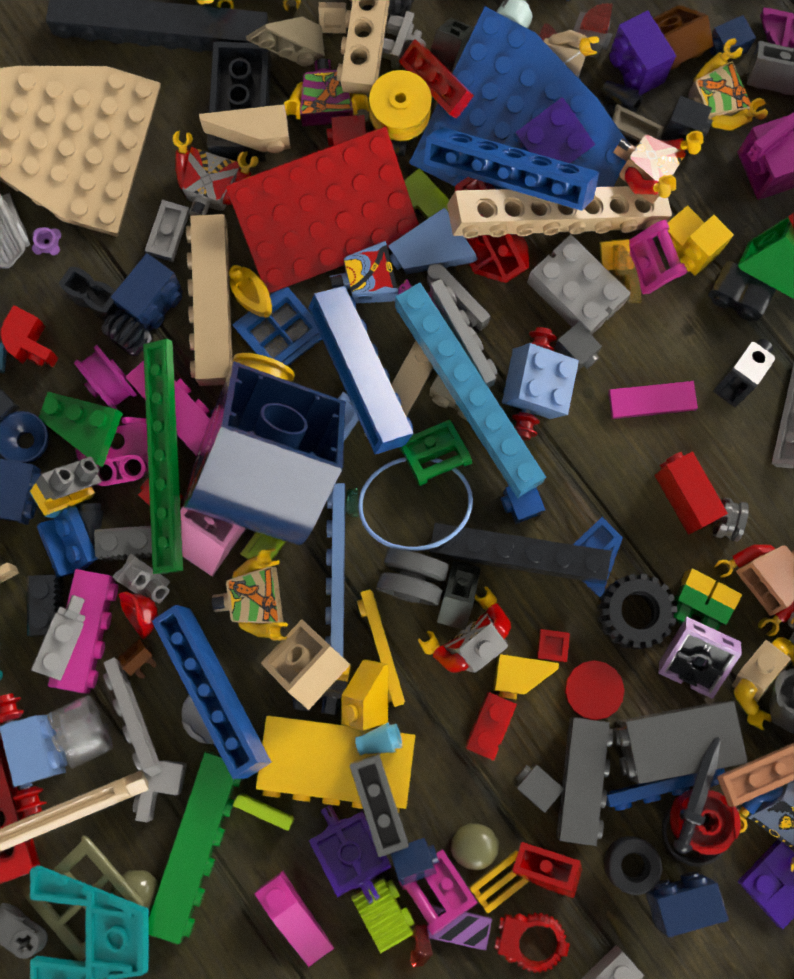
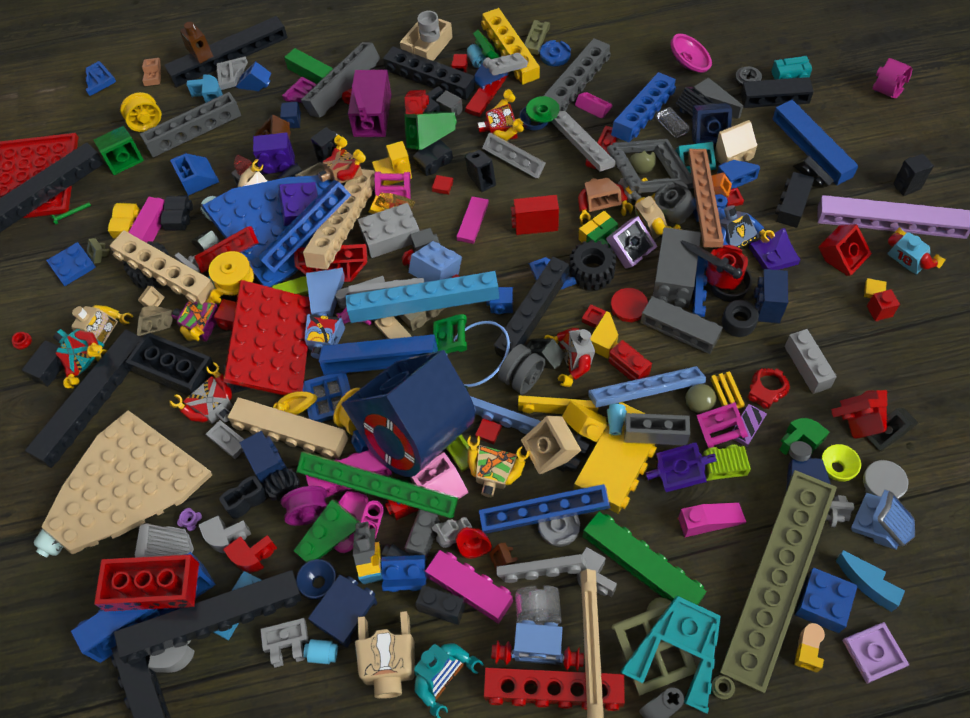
camera: 60 degrees left, 20 degrees down
(34, 289) = (219, 536): none -> light grey brick
(60, 640) = (469, 593): light grey hinge -> none
(255, 128) = (196, 353): tan slope -> none
(264, 811) = (636, 510): lime tile -> none
(311, 567) = (488, 431): none -> red tile
(415, 861) = (700, 429): dark blue brick -> none
(423, 946) = (754, 448): clear red tile -> none
(458, 765) = (646, 386): none -> medium blue tile
(538, 786) = (676, 350): dark grey brick -> none
(548, 869) = (729, 358): red slope -> none
(699, 327) = (442, 184): none -> red tile
(721, 88) = (313, 124): torso -> none
(734, 522) = (563, 203): dark grey wheel -> none

